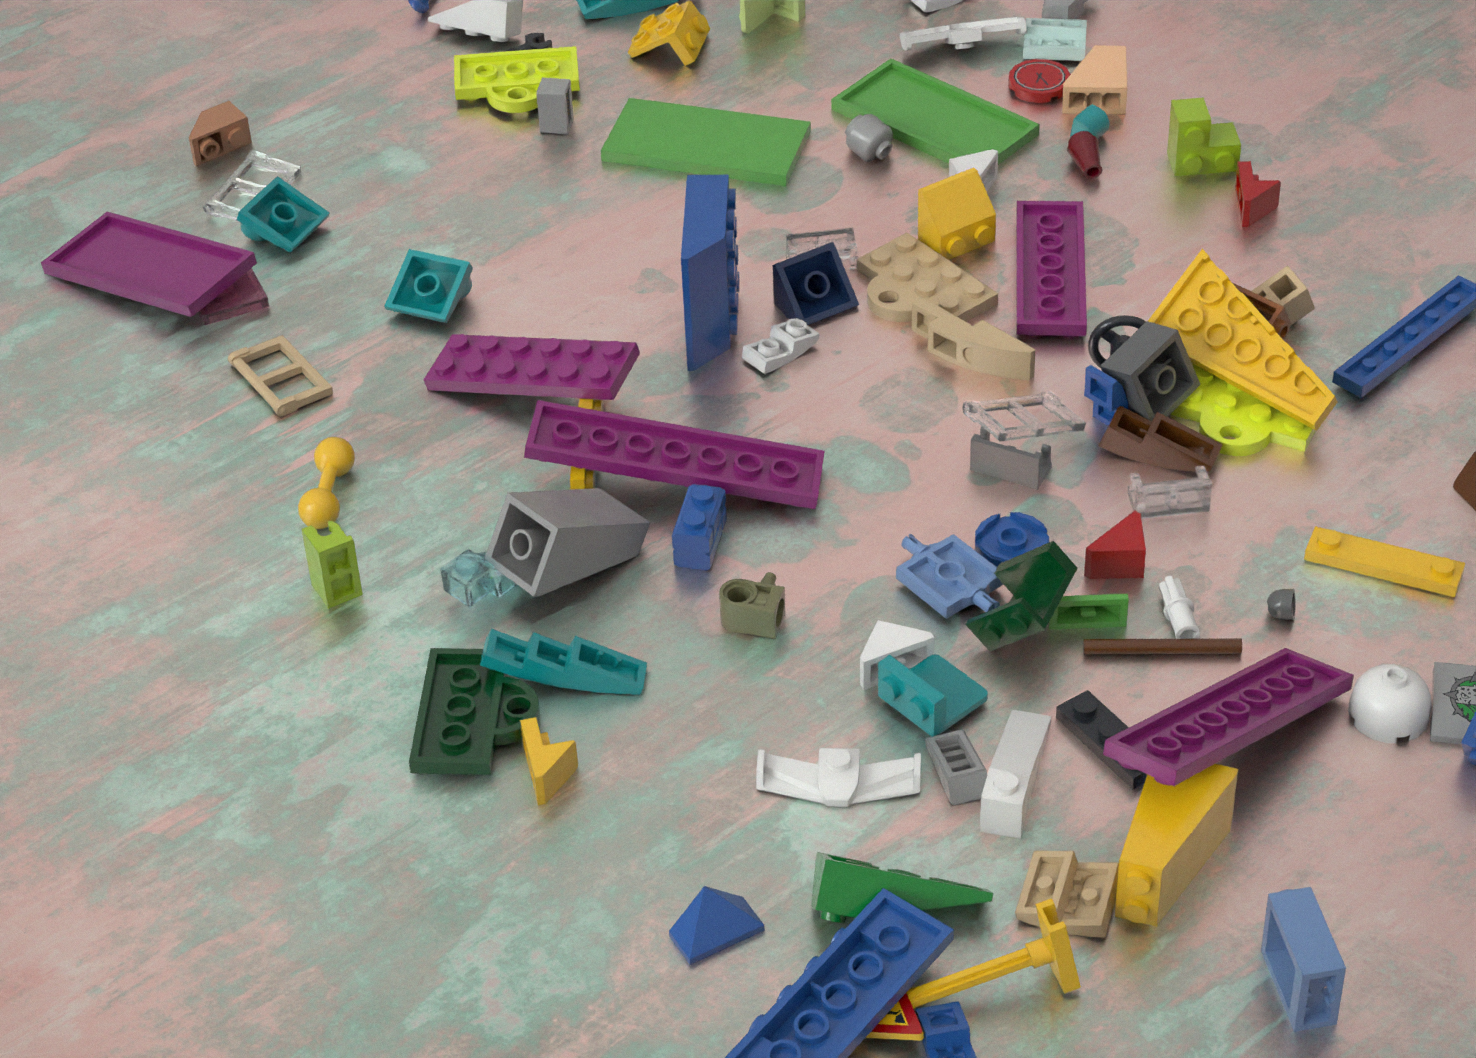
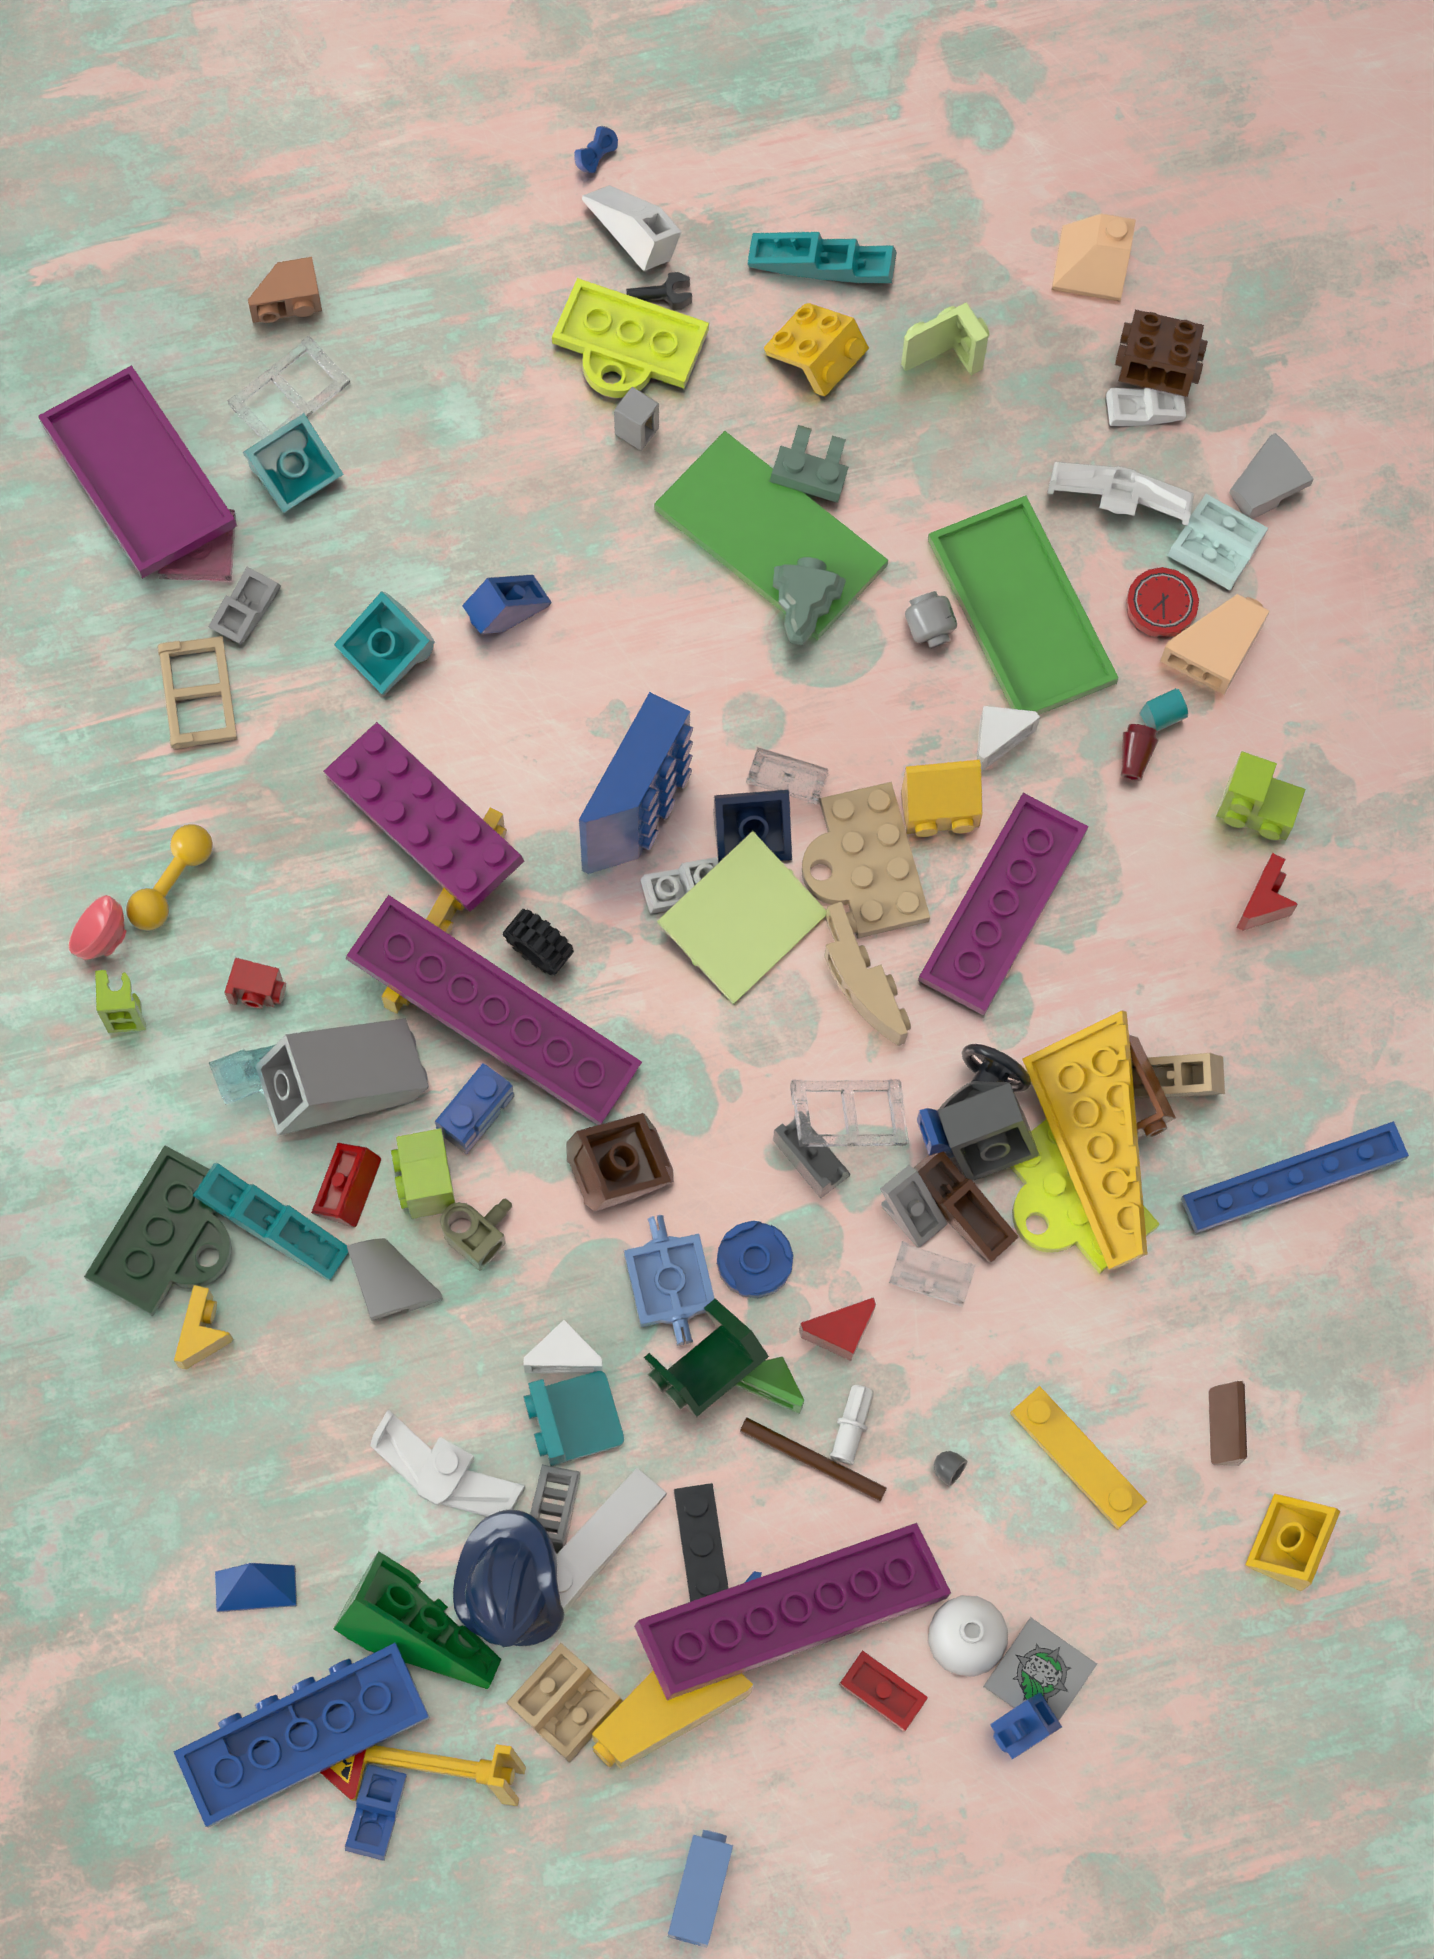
camera: 20 degrees right, 30 degrees up
(282, 532) = (98, 929): none -> coral piece
(291, 311) = (245, 606): none -> light grey slope
(448, 520) = (254, 984): none -> red brick
(514, 237) = (505, 602): none -> blue slope
(615, 621) = (347, 1184): none -> red slope
(686, 579) = (425, 1173): none -> lime brick
(688, 390) = (538, 942): none -> black tyre
(694, 667) = (389, 1279): none -> light grey slope
(703, 96) = (810, 473): none -> sand green plate
(760, 149) = (805, 595): none -> sand green rock
(844, 342) = (742, 917): none -> yellowish green piece
(845, 516) = (618, 1161): none -> reddish brown slope
(961, 814) = (508, 1581): none -> dark blue piece
(1119, 452) = (912, 1206): none -> light grey slope
(1348, 768) = (883, 1691): none -> red plate

